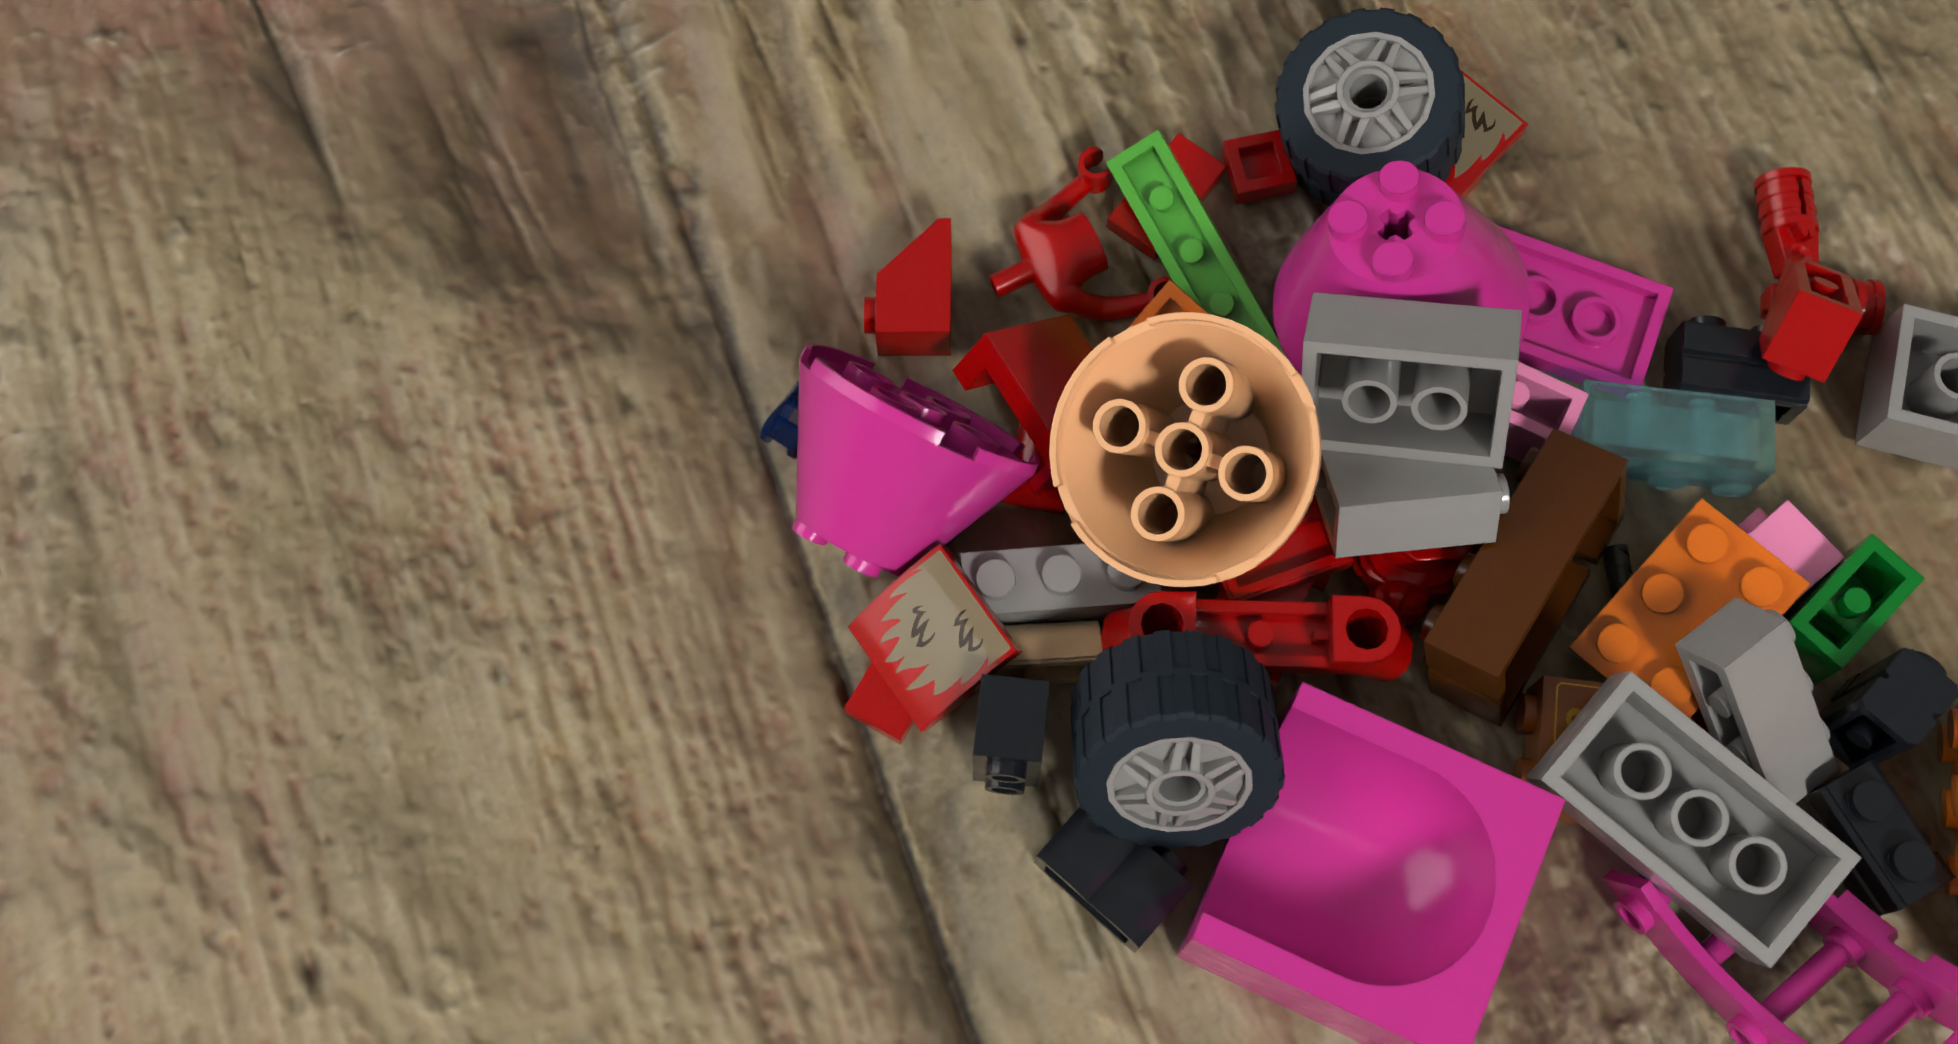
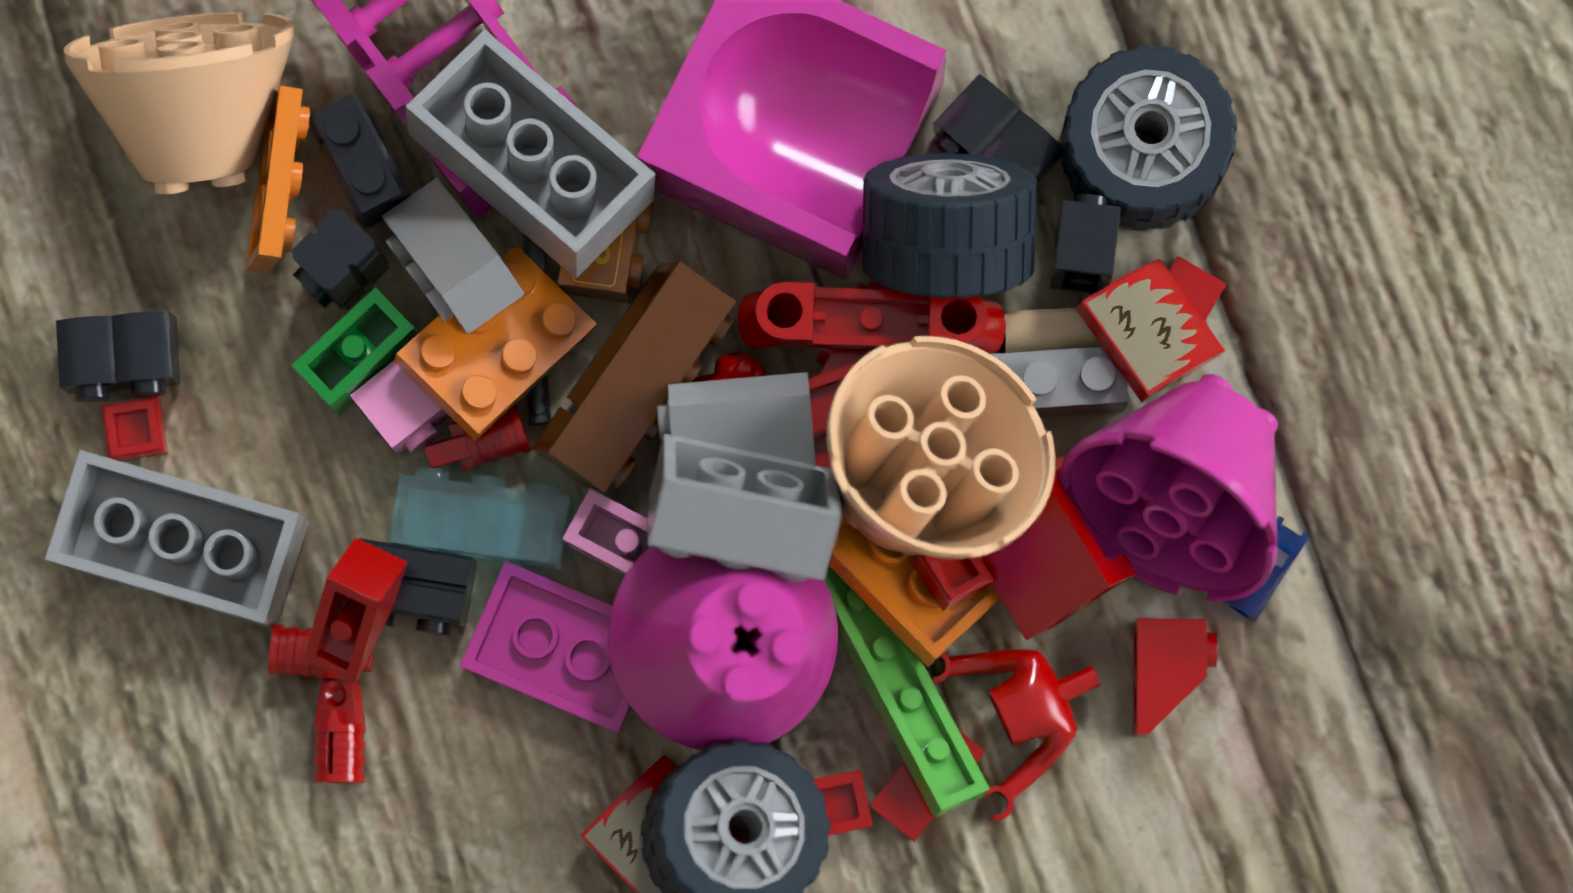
camera: 170 degrees left, 10 degrees up
(923, 814) = (1157, 95): none -> wheel
(1648, 527) = (501, 440): none -> red hinge

